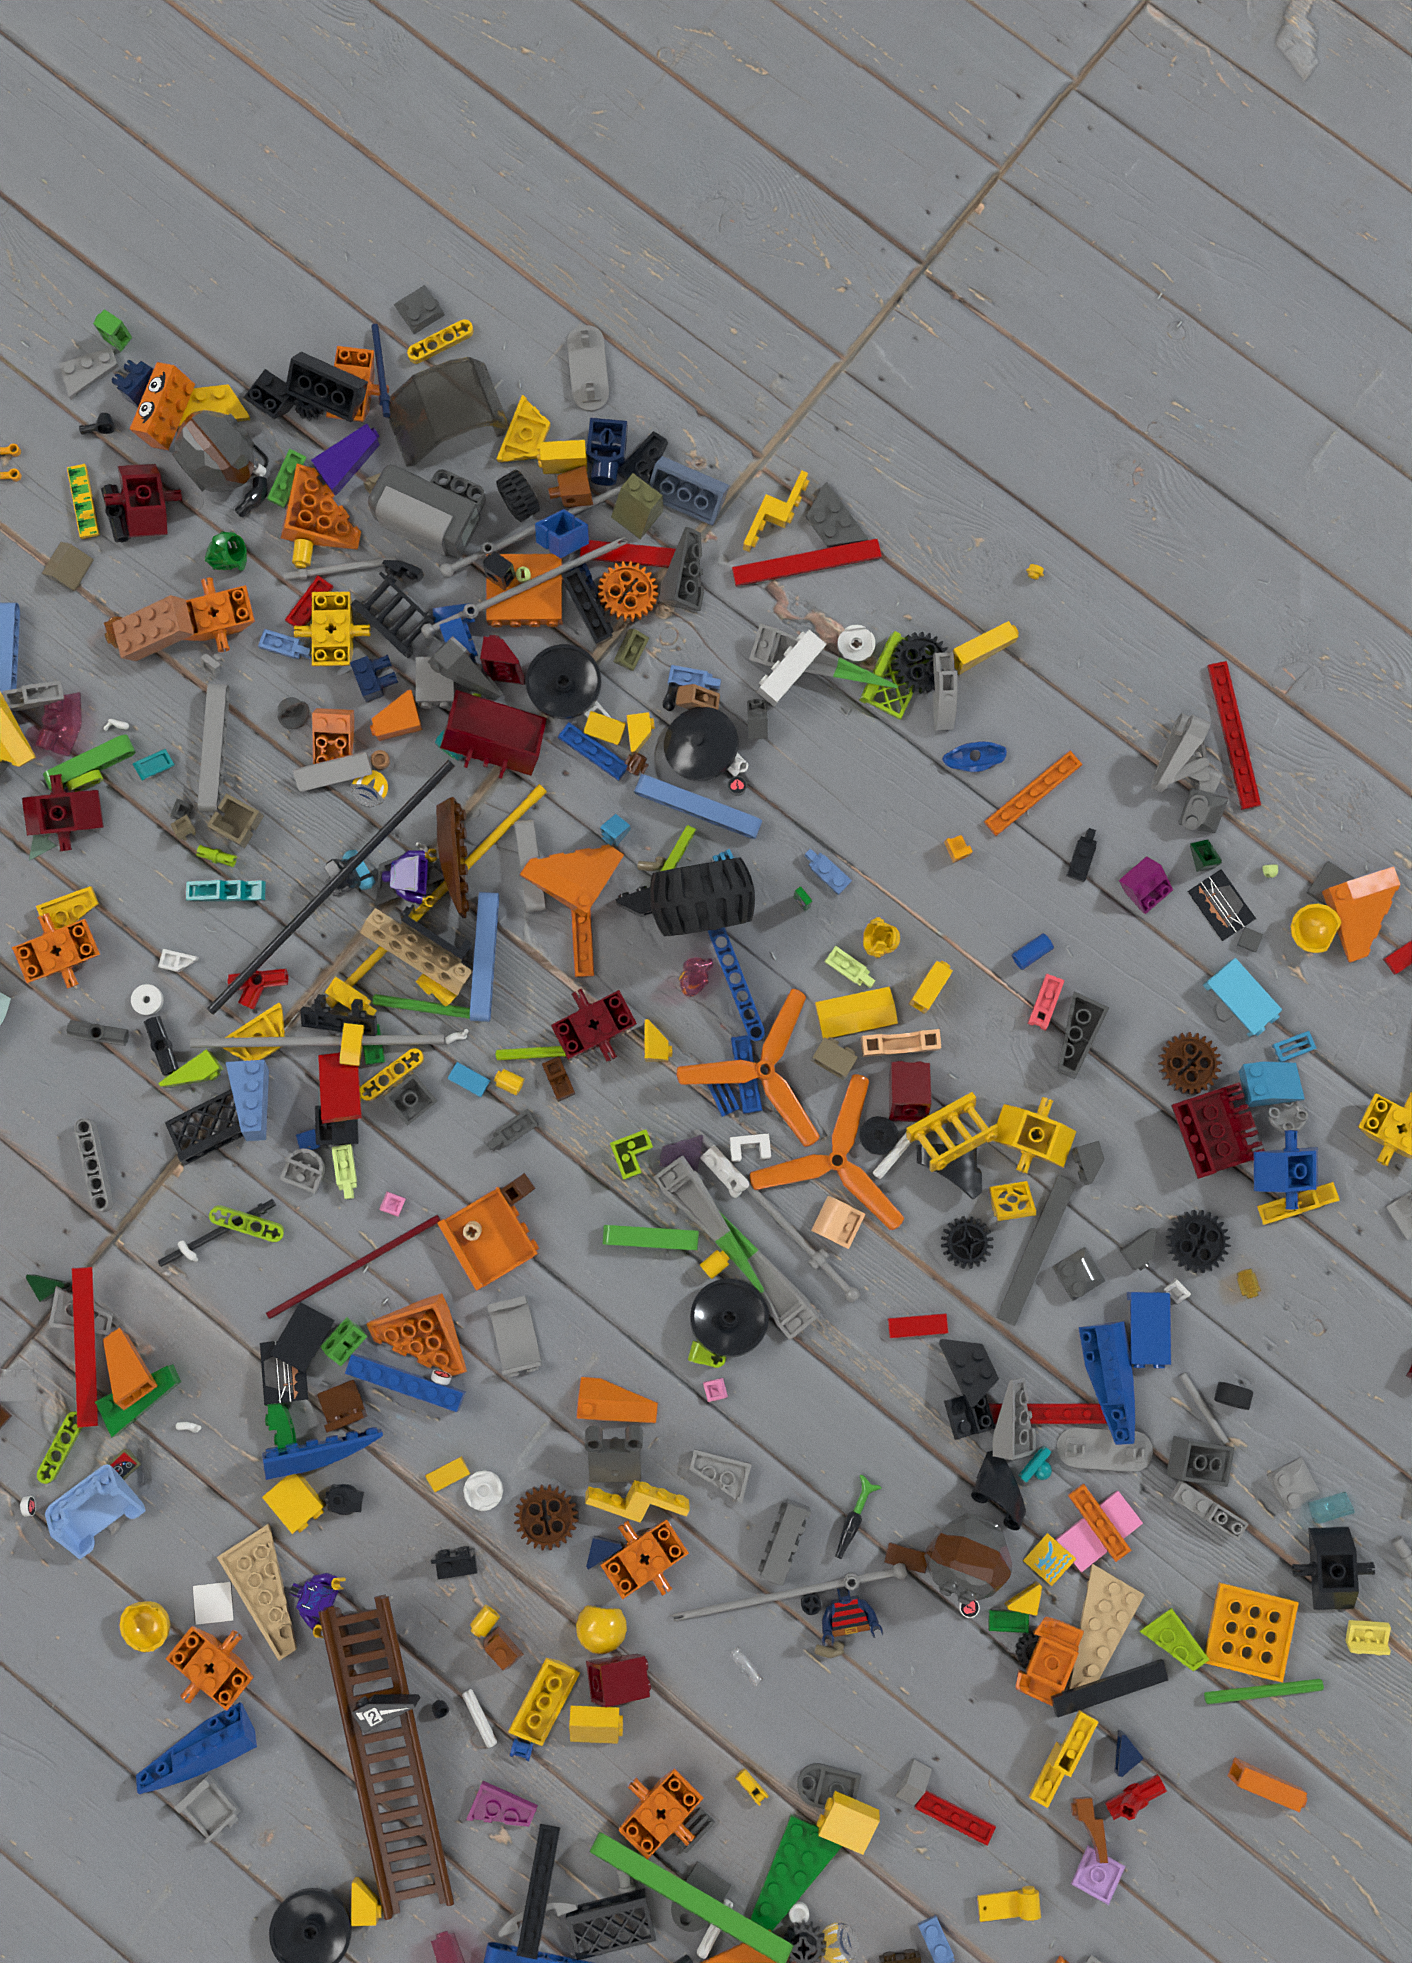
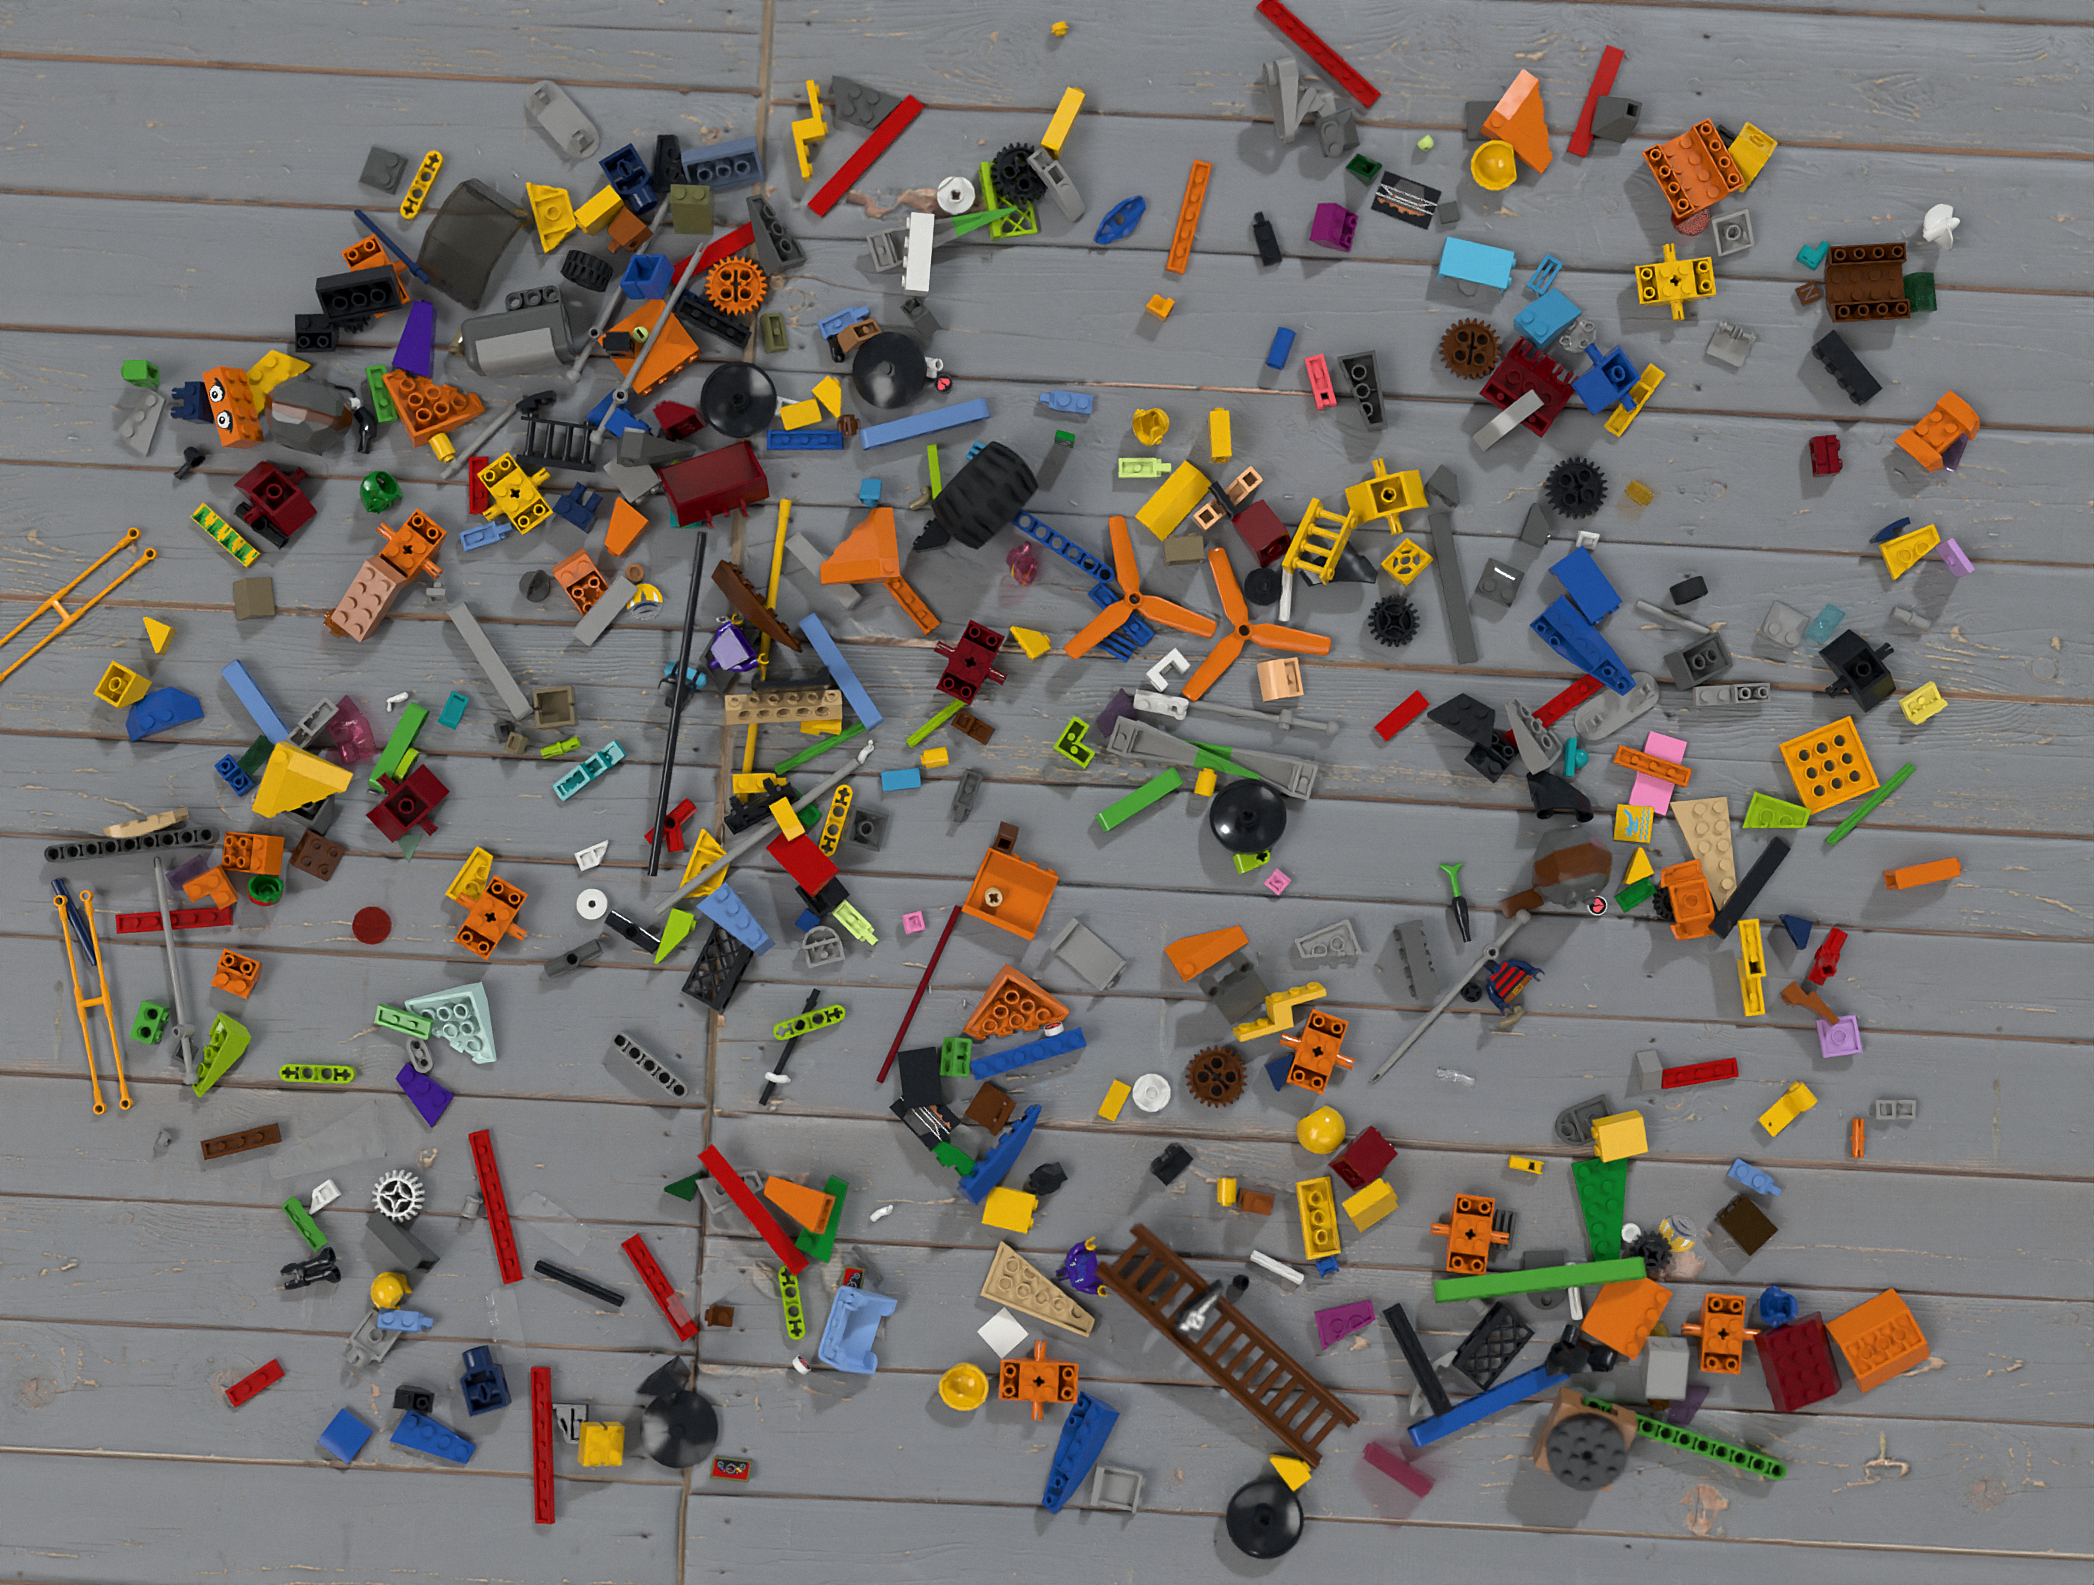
camera: 30 degrees left, 5 degrees up
(897, 1040) = (1223, 499): none -> black pin
(1180, 1144) = (1507, 420): none -> light grey slope

